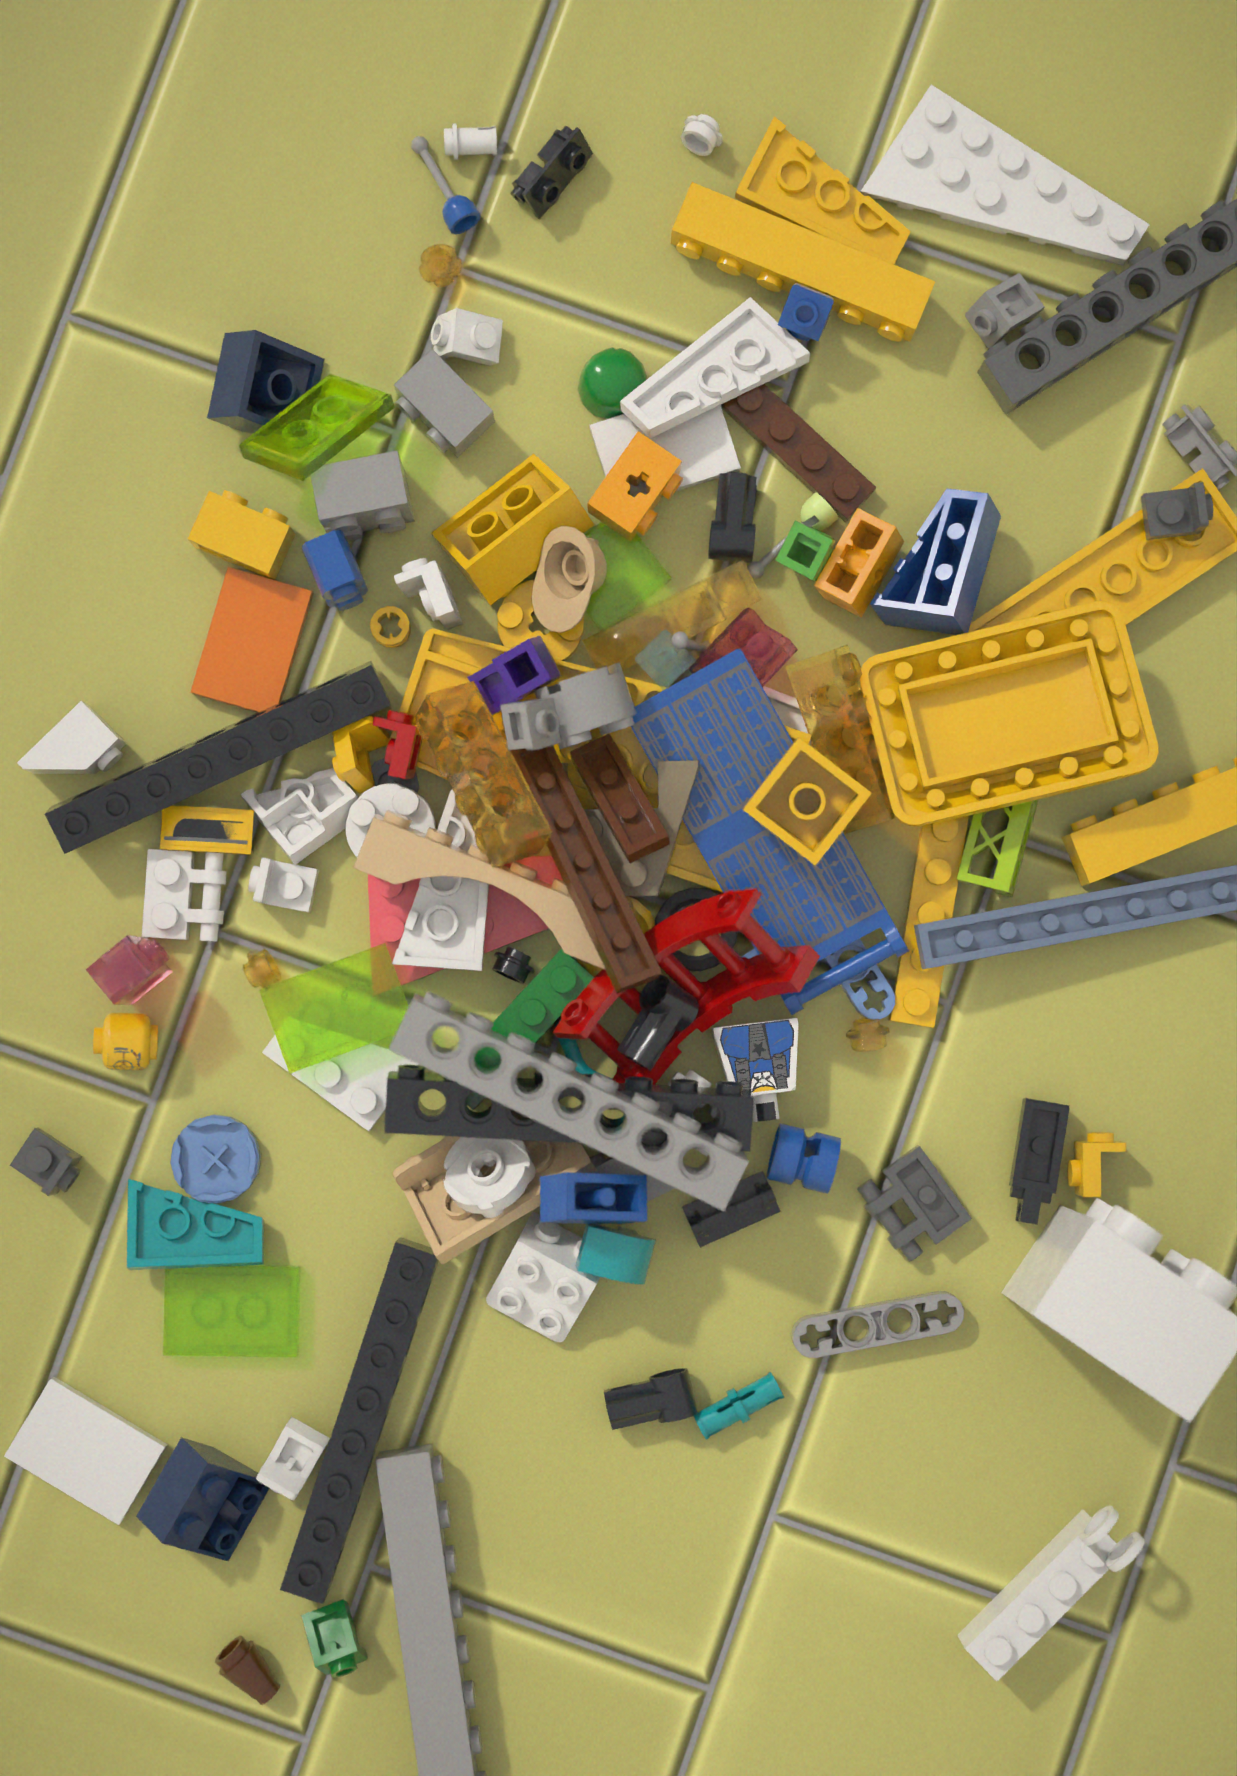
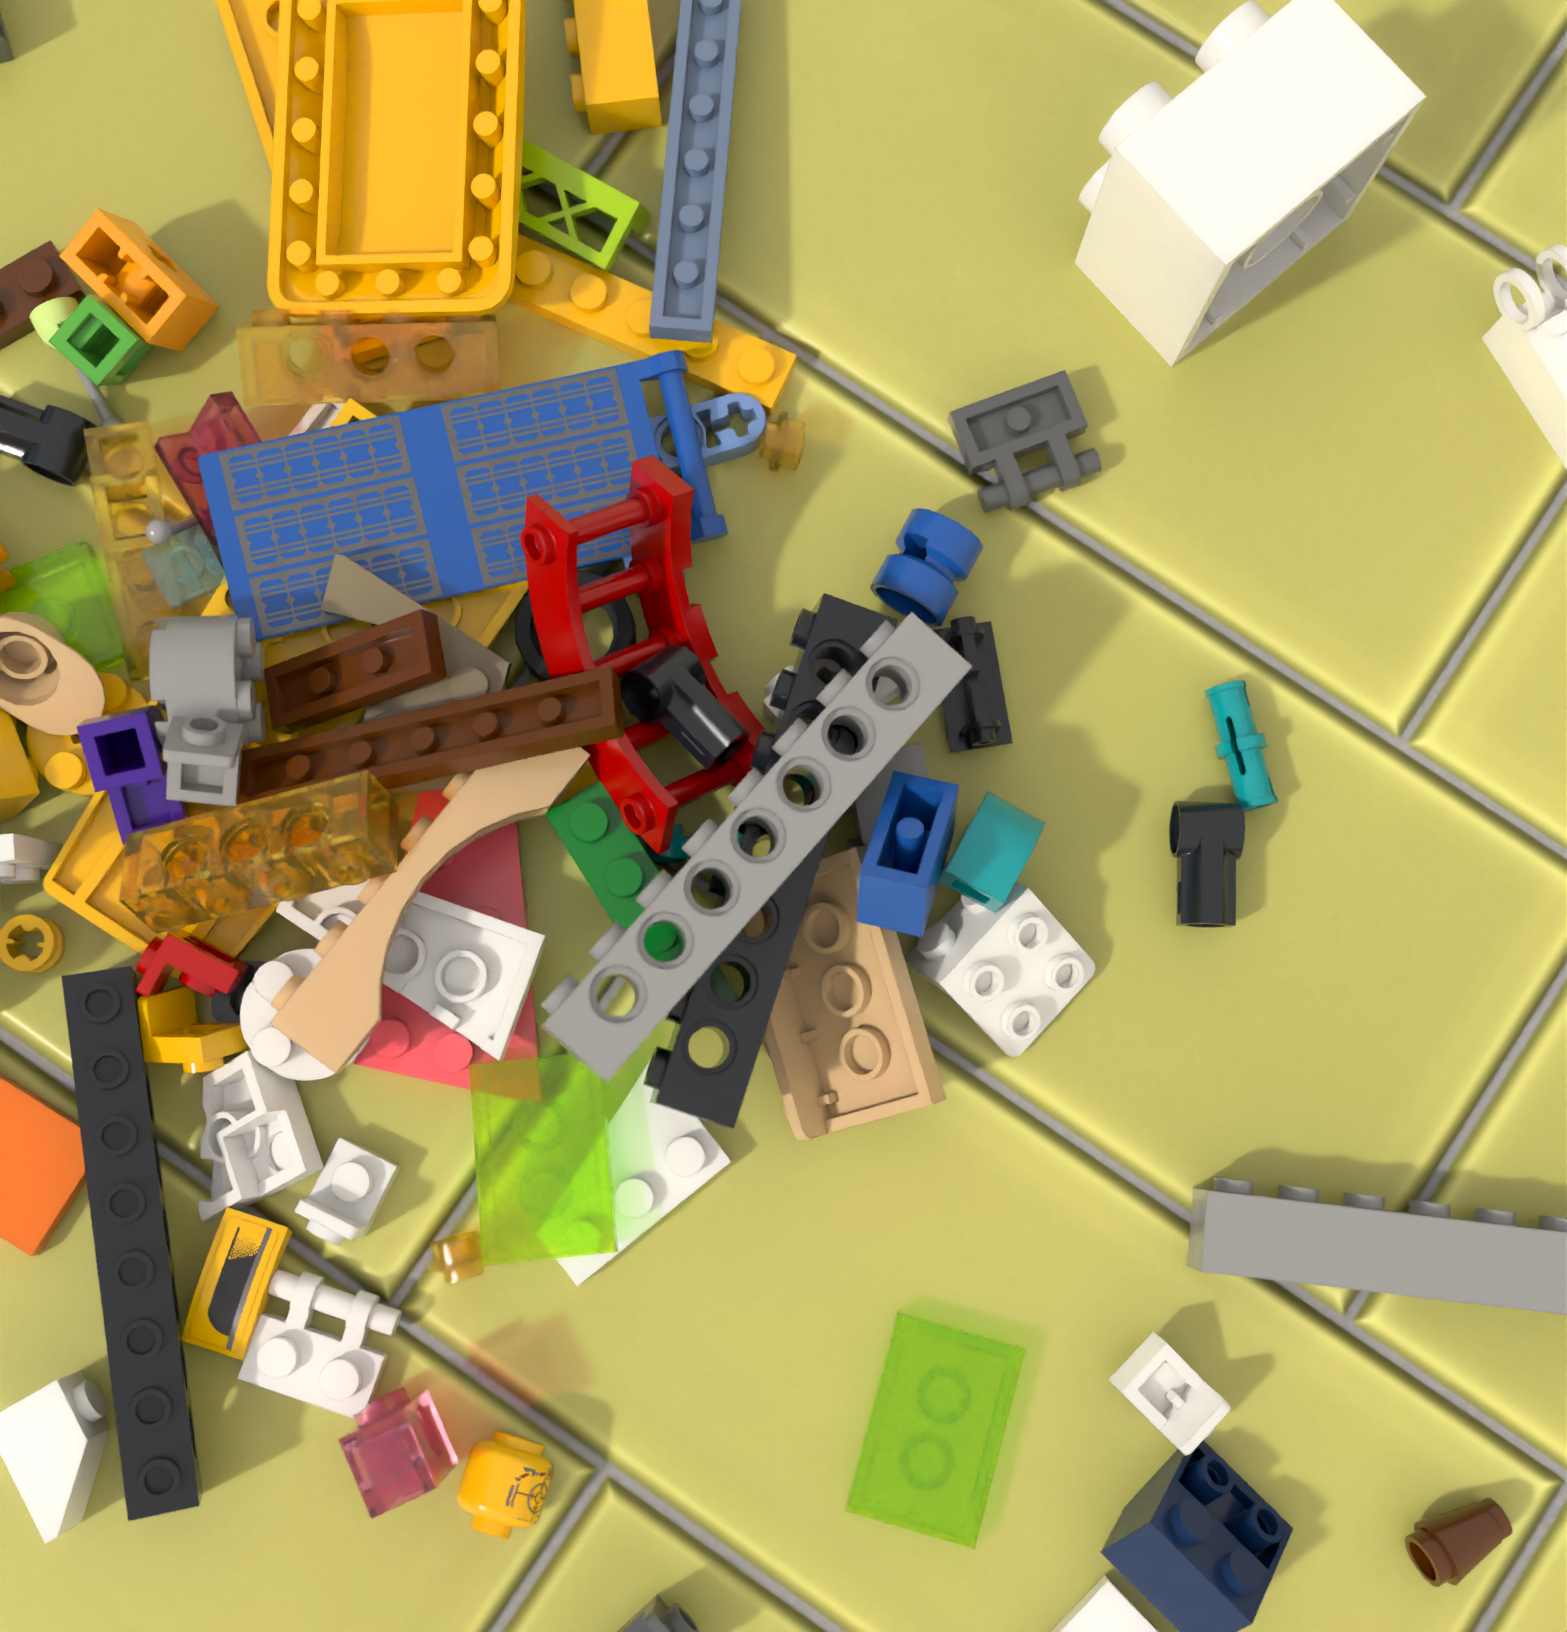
camera: 70 degrees left, 5 degrees down
(185, 1233) = (806, 1470): teal wing -> none
(215, 1159) = (712, 1395): medium blue tile -> none
(333, 1639) = (1440, 1401): green bracket -> none
(360, 1421) = (1143, 1281): black brick -> none
(490, 1193) = (862, 996): white plate -> none
(513, 965) = (554, 895): black plate -> none
(761, 1059) = (768, 586): torso -> none
(806, 801) = (431, 413): yellow brick -> none
(878, 1330) = (1168, 533): light grey beam -> none
(945, 568) = (182, 174): blue wedge -> none
(1037, 1156) = (1004, 268): black hinge -> none
(1085, 1169) = (1030, 205): yellow bracket -> none

